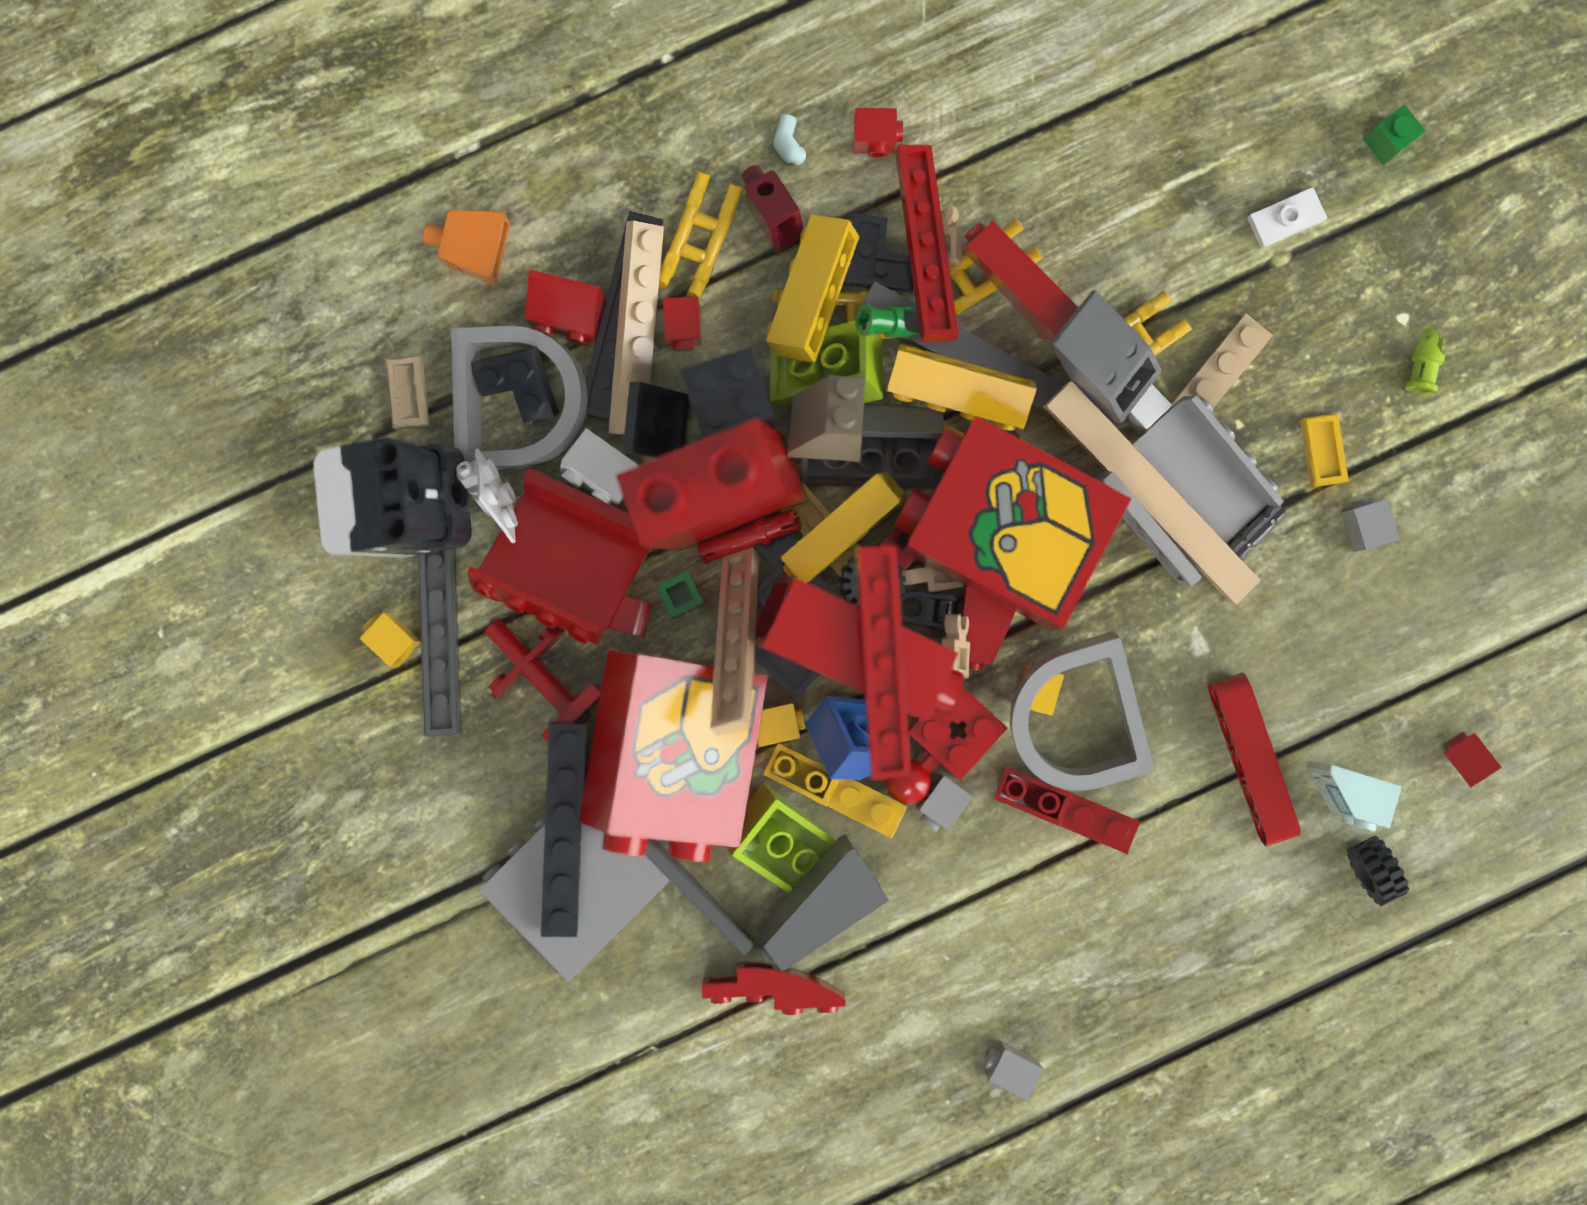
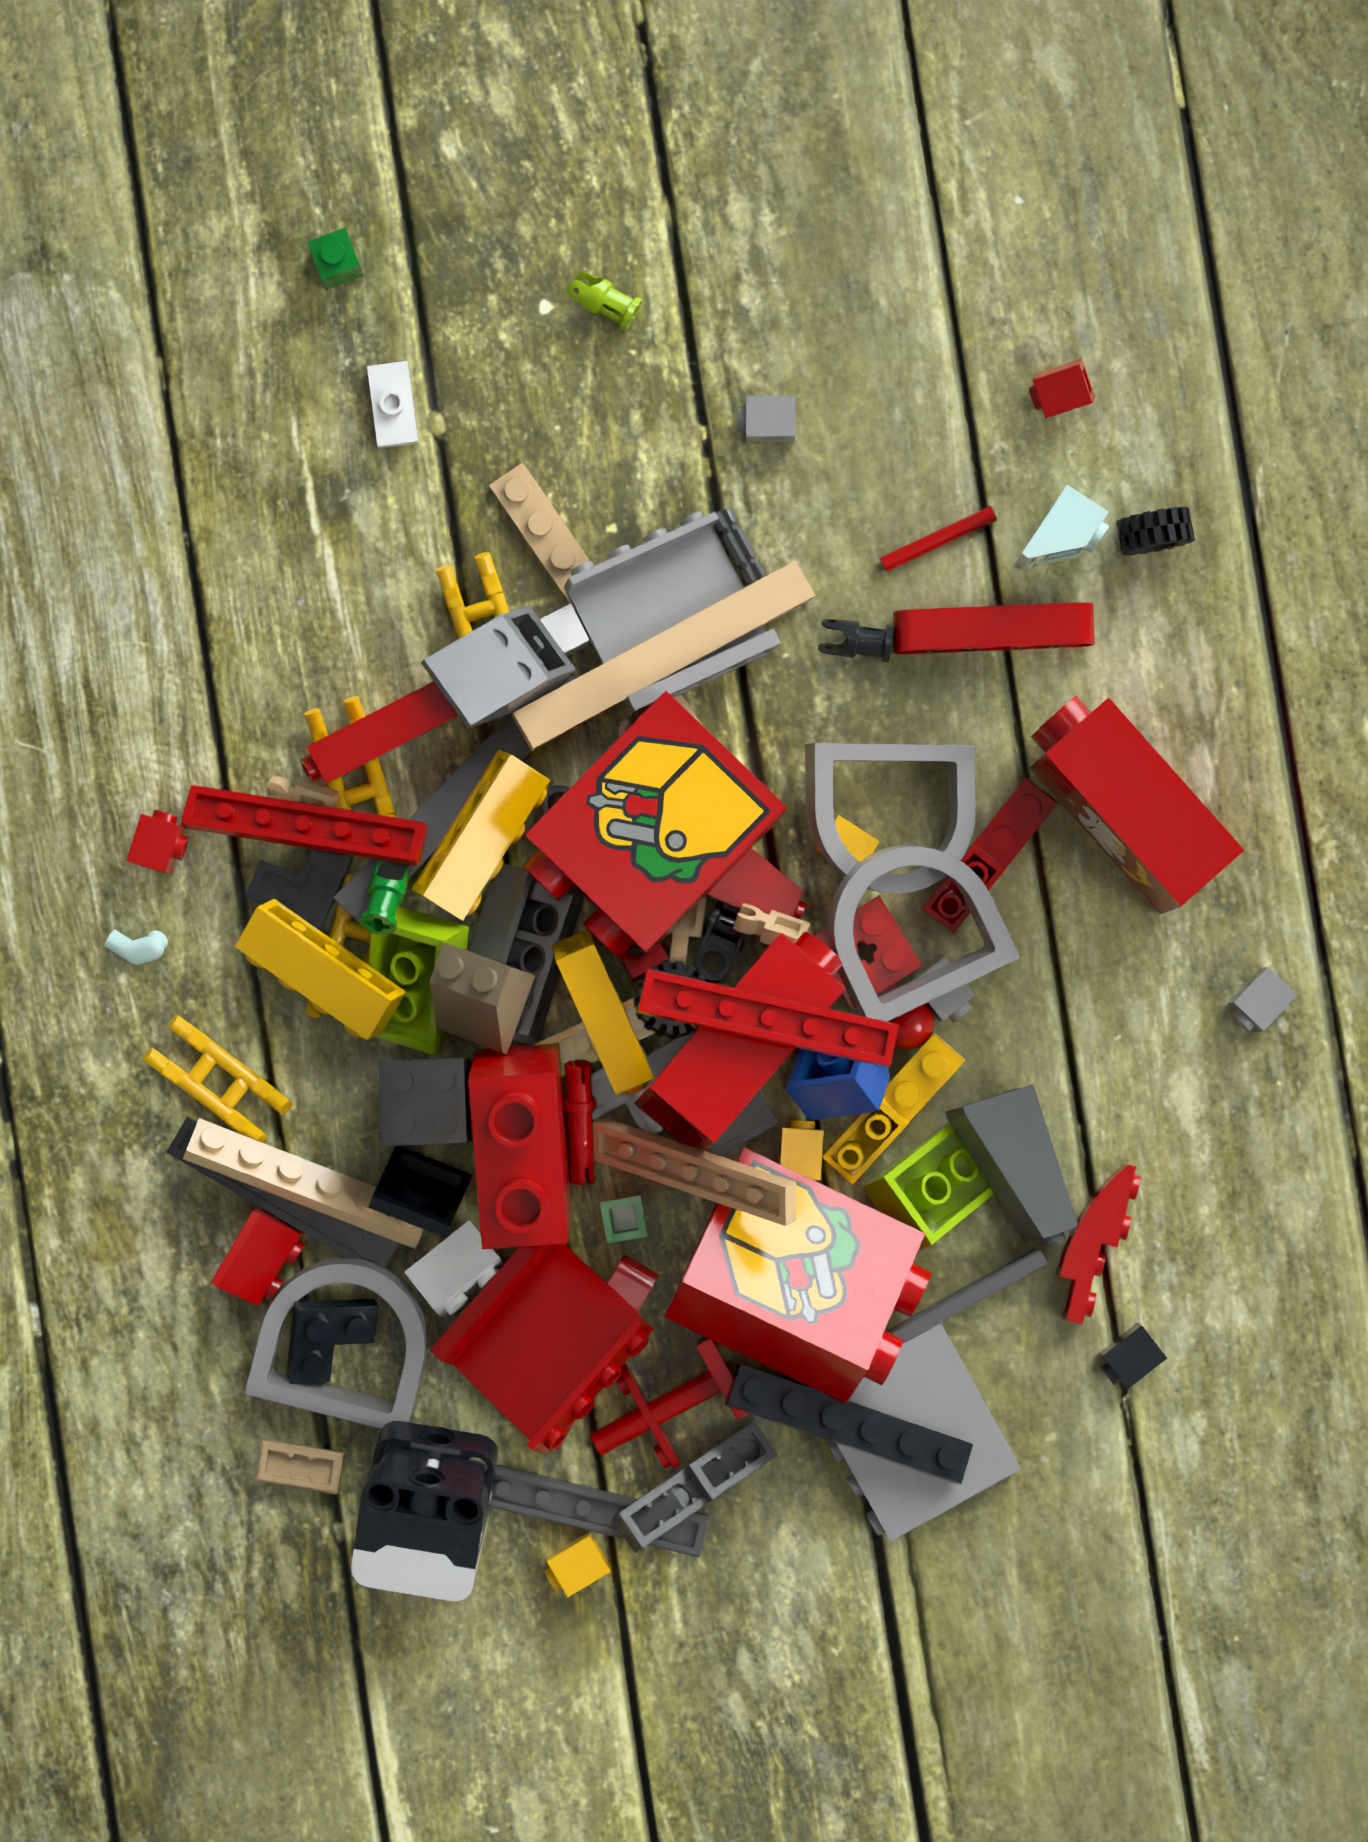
camera: 75 degrees left, 0 degrees up
(471, 242) = (149, 1344): orange torso -> none
(479, 716) = (694, 1487): none -> dark grey slope
(489, 491) = (446, 1402): white hinge -> none
(682, 323) = (313, 1128): red brick -> none
(687, 1045) = (1131, 1357): none -> black brick
(772, 208) = (222, 987): dark red torso -> none
(997, 838) = (997, 948): none -> light grey window
(1152, 919) = (1132, 803): none -> red brick
(1211, 652) = (859, 640): none -> black piece
(1312, 692) = (938, 539): none -> red bar
(1324, 450) = (669, 443): yellow tile -> none

